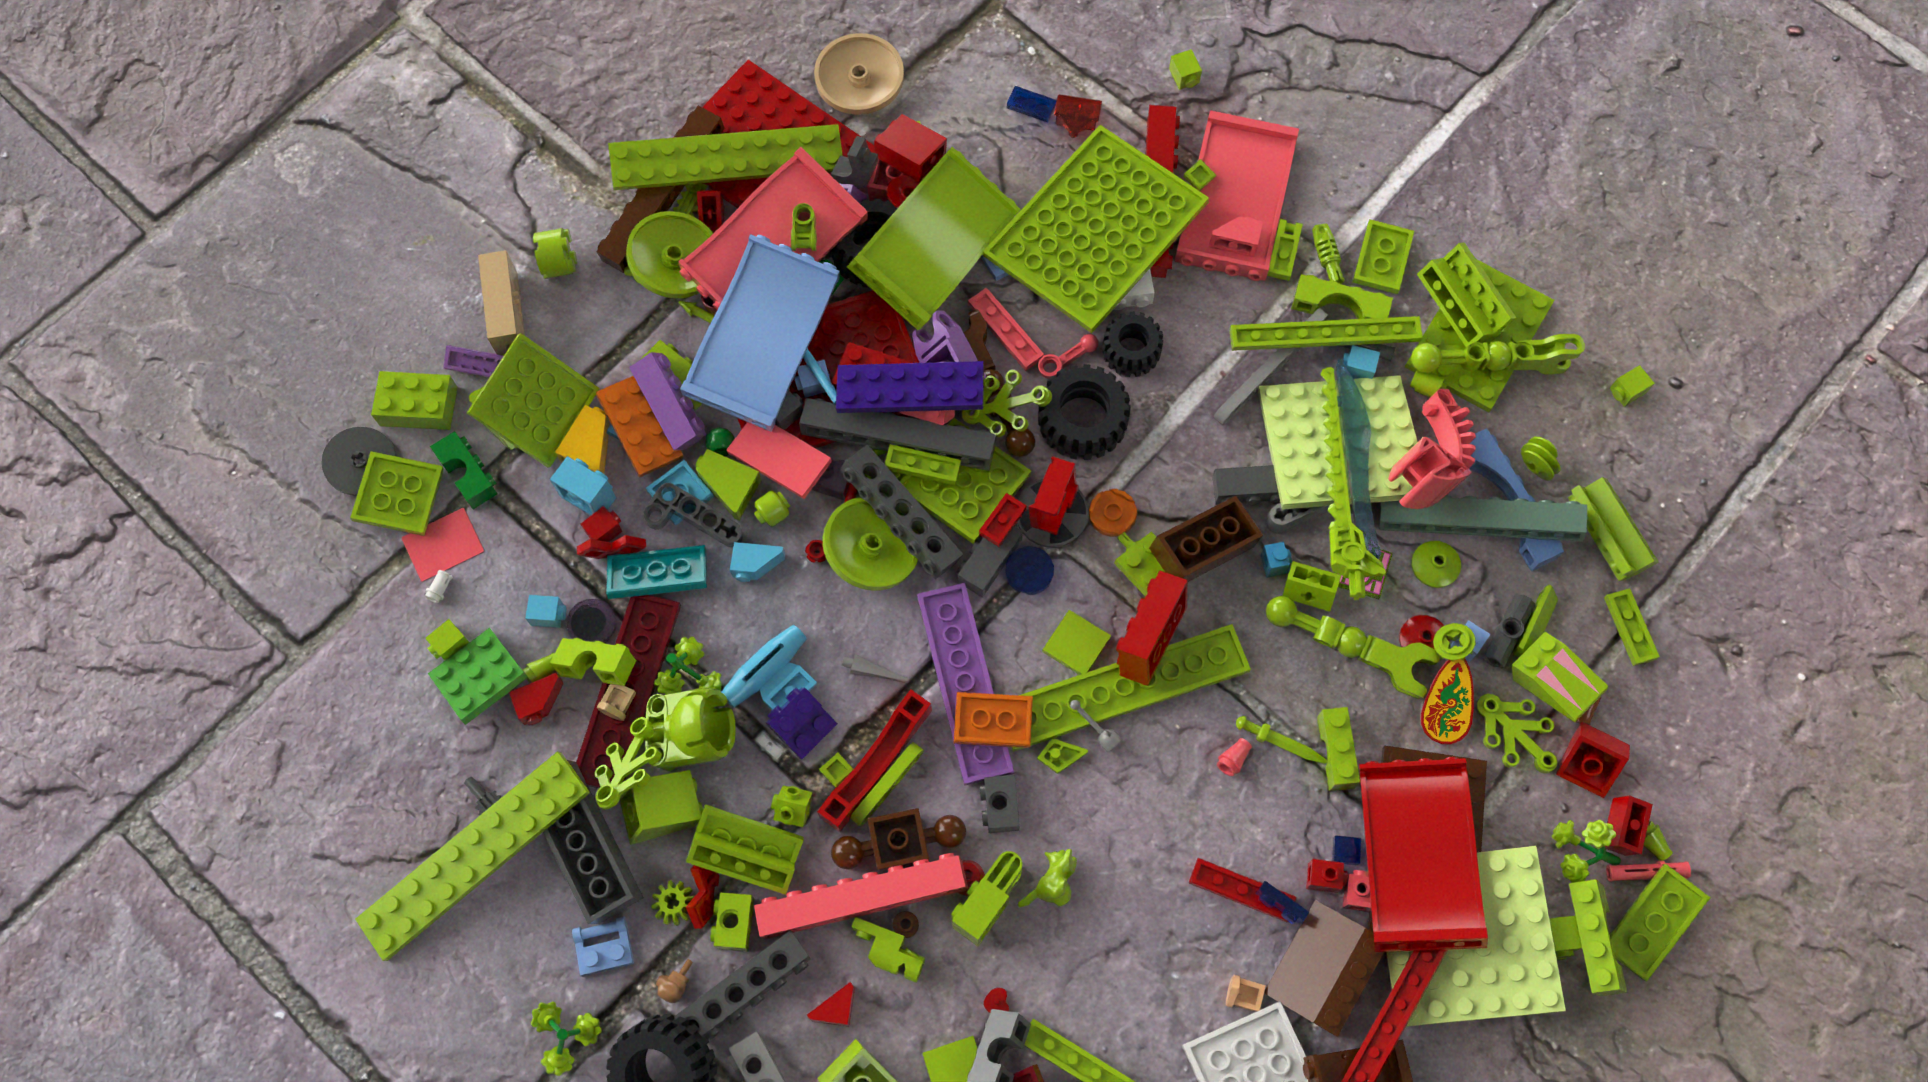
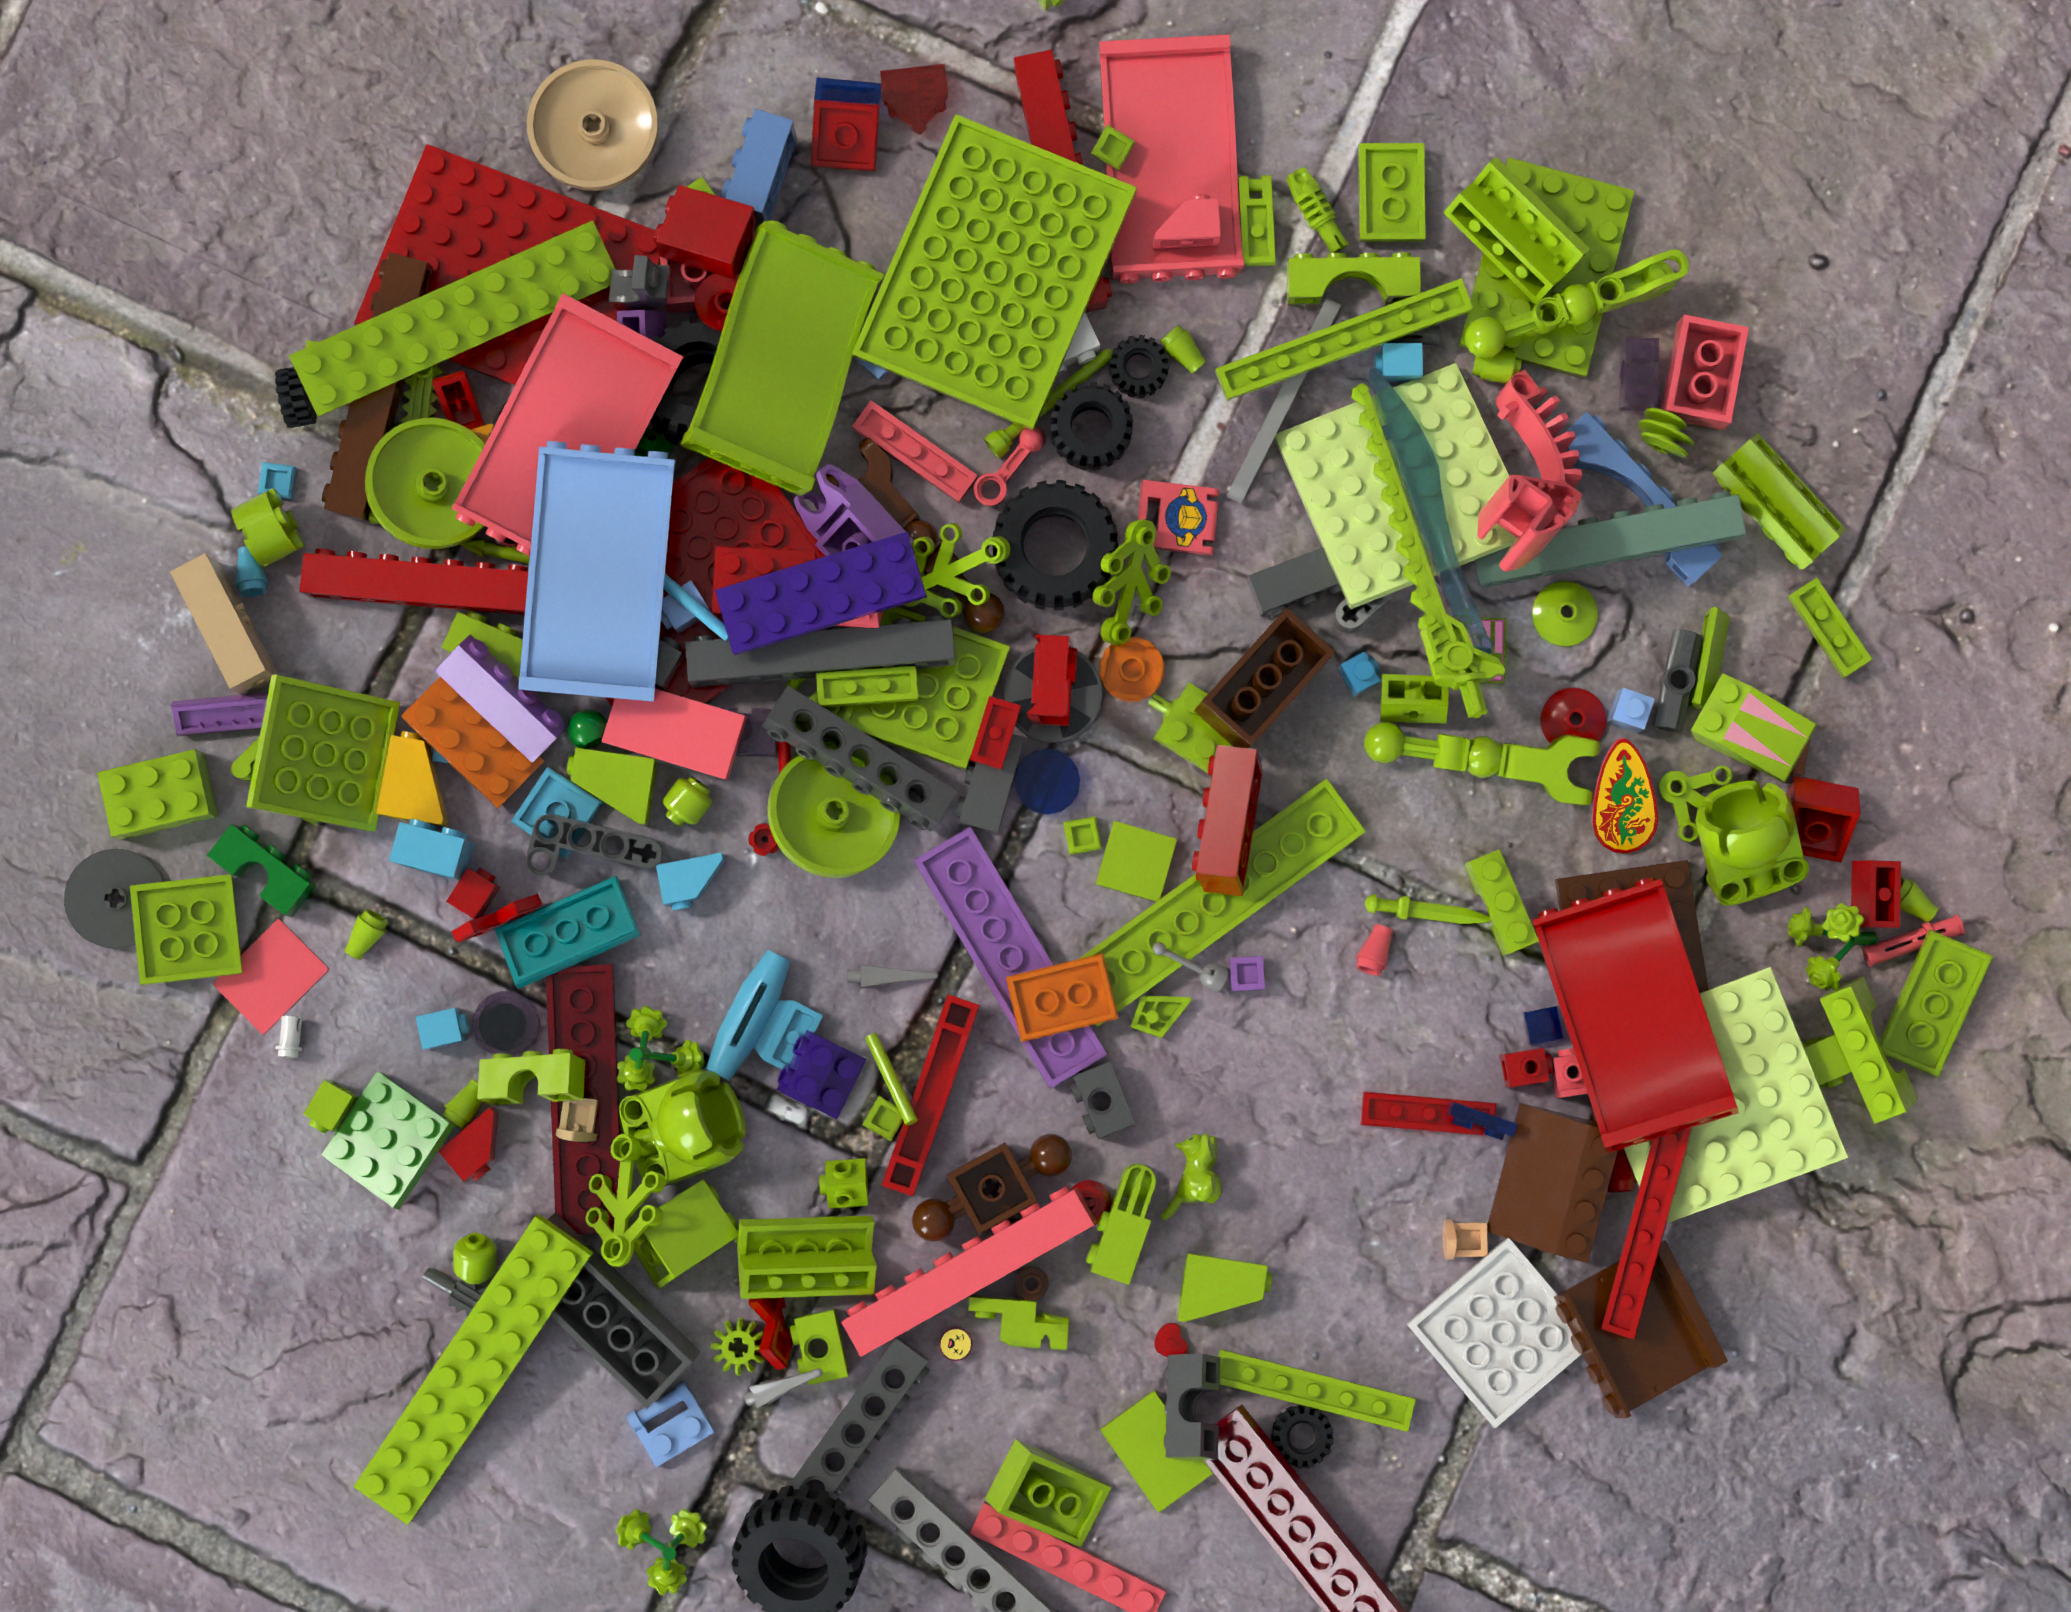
camera: 20 degrees left, 15 degrees up
(505, 775) = (475, 1258): none -> lime head
(518, 532) = (366, 932): none -> lime cone
(532, 282) = (250, 575): none -> medium azure cone
(577, 230) = (278, 477): none -> medium azure tile
(602, 181) = (293, 399): none -> black tyre
(635, 313) = (414, 582): none -> red brick
(673, 986) = (774, 1445): medium nougat piece -> none
(686, 943) = (769, 1391): none -> light grey piece
(803, 232) = (607, 413): lime piece -> none
(834, 952) = (955, 1343): none -> light yellow tile
(835, 1009) = (981, 1411): red slope -> none
(850, 741) = (891, 1079): none -> lime bar
(887, 784) = (954, 1118): lime beam -> none
(964, 118) = (761, 163): none -> medium blue brick
(1022, 124) = (845, 135): none -> red tile
(1043, 614) = (1082, 835): none -> lime tile
(1047, 968) = (1219, 1284): none -> lime slope
(1067, 338) = (1001, 440): none -> lime piece
(1131, 448) = (1139, 543): none -> lime plant
(1134, 745) = (1247, 973): none -> medium lavender plate
(1179, 305) = (1144, 347): none -> black tyre
(1179, 424) = (1184, 516): none -> coral container
(1210, 313) = (1182, 348): none -> lime cone
(1380, 981) = (1622, 1176): none -> red cone
(1453, 632) = (1607, 712): lime gear -> none
(1529, 415) = (1638, 373): none -> clear purple brick
(1539, 757) = (1749, 842): none -> lime piece
(1579, 425) = (1704, 371): none -> coral brick
(1631, 386) = (1761, 289): lime brick -> none

